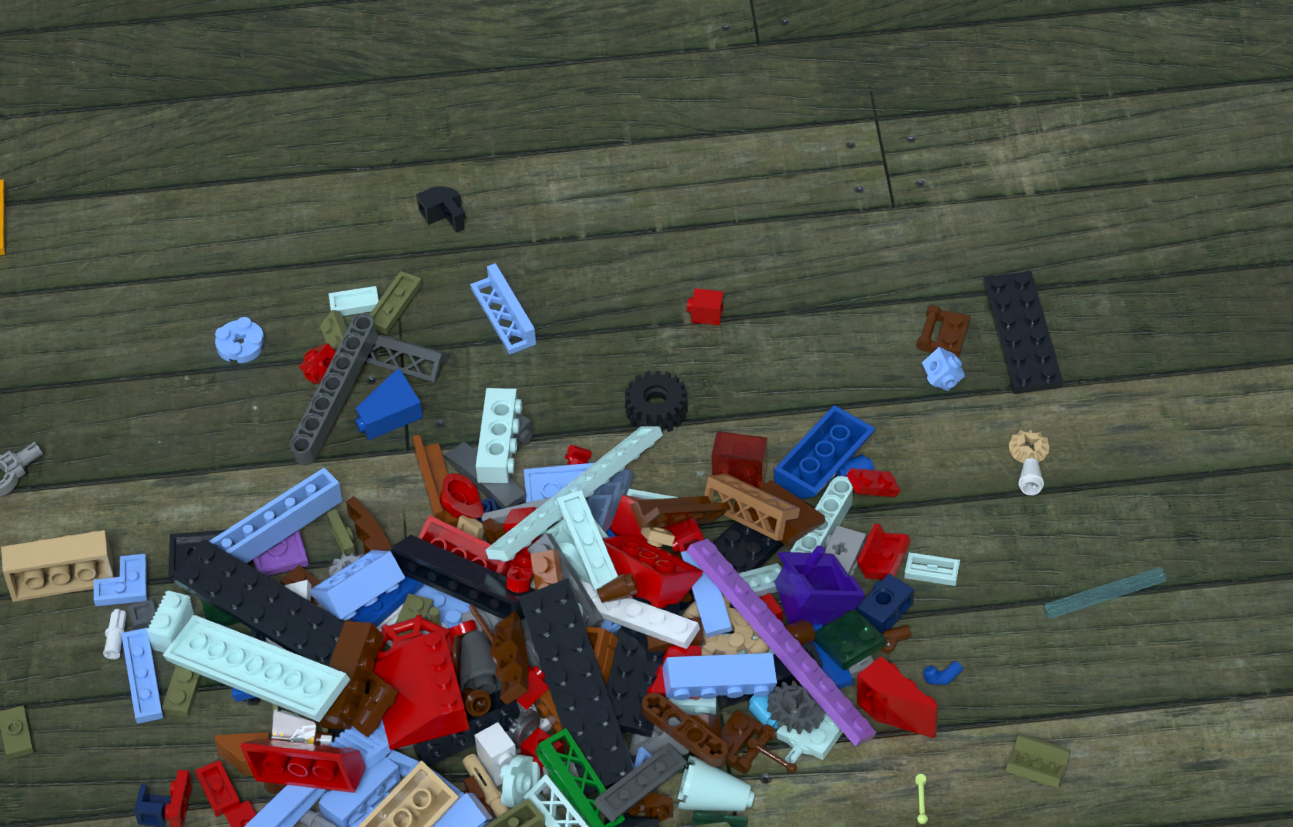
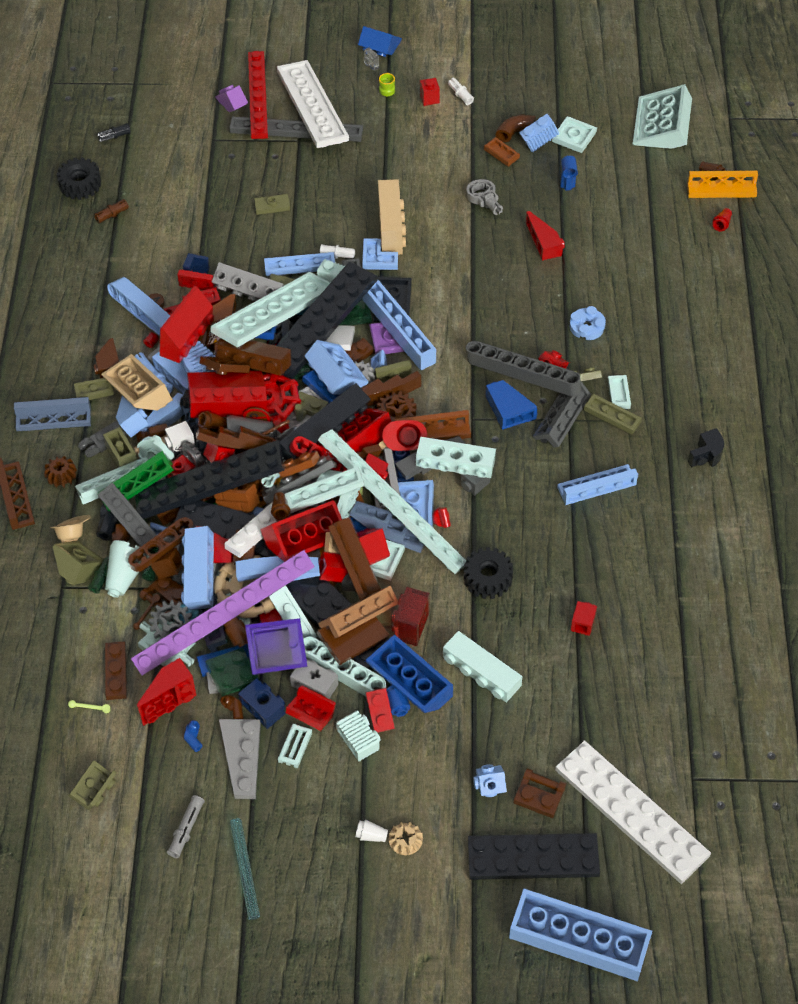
camera: 95 degrees right, 5 degrees up
(56, 212) = (722, 220): none -> red cone
(88, 394) = (545, 237): none -> red slope
(191, 725) = (243, 282): none -> light grey brick
(322, 556) = (379, 360): none -> light blue slope
(404, 520) = (398, 406): none -> reddish brown gear
(791, 395) = (482, 666): none -> light aqua brick
(863, 778) = (115, 671): none -> reddish brown plate
(908, 503) = (358, 735): none -> light aqua brick
(944, 621) = (241, 746): none -> light grey wing
(945, 253) = (633, 812): none -> white plate
(1067, 658) = (182, 835): none -> light grey pin
(1110, 276) = (580, 934): none -> light blue brick

